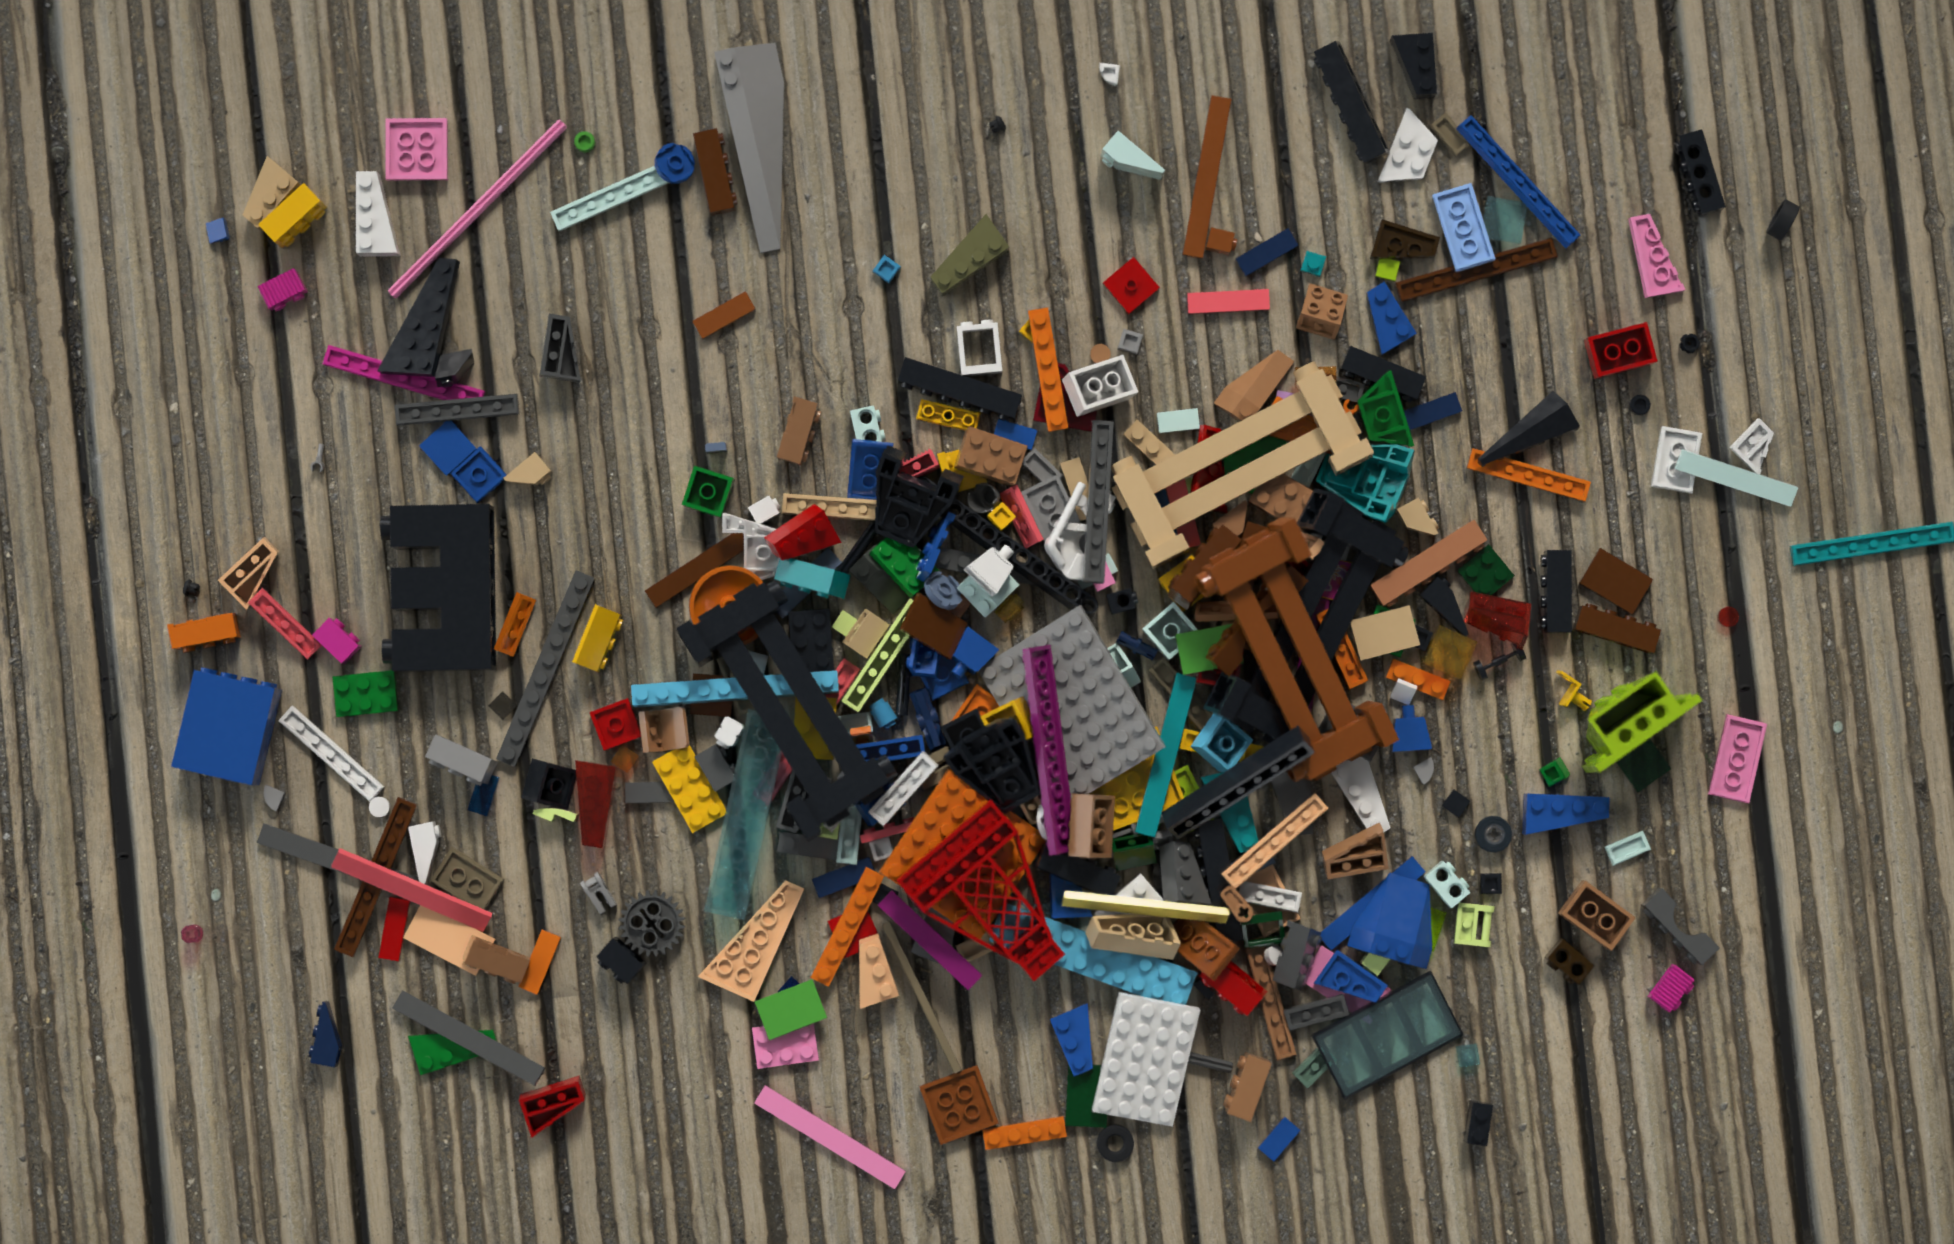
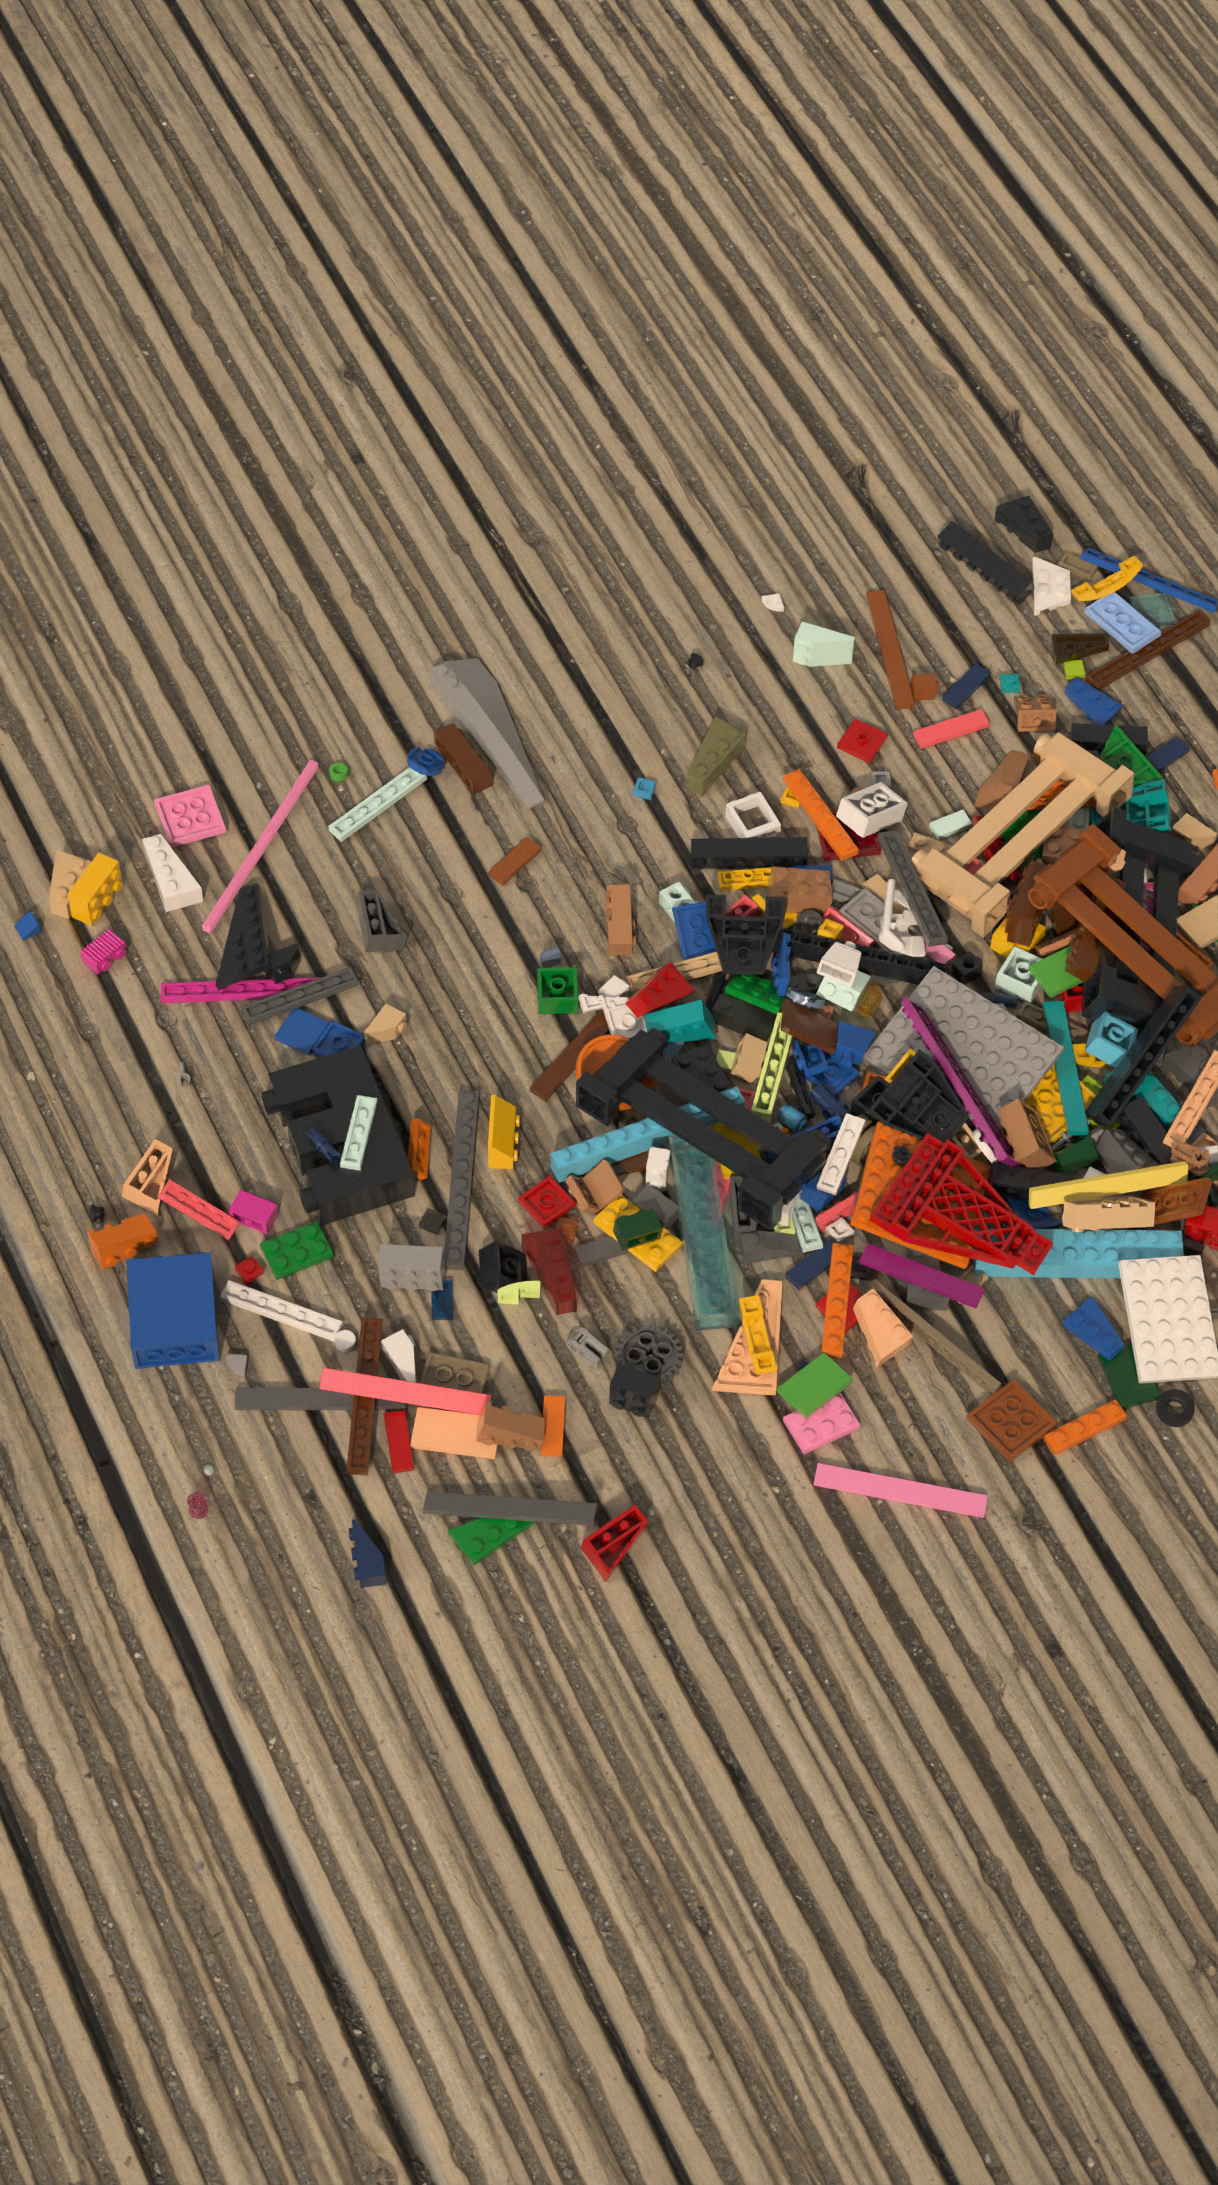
camera: 20 degrees left, 30 degrees down
(315, 699) = (249, 1269): none -> red plate
(414, 610) = (323, 1144): none -> dark blue pin
(453, 605) = (358, 1132): none -> light aqua tile
(685, 793) = (637, 1229): none -> dark green brick
(755, 945) = (756, 1335): none -> yellow slope
(956, 811) = (901, 1159): none -> black plate
(1468, 176) = (1128, 570): none -> yellow slope

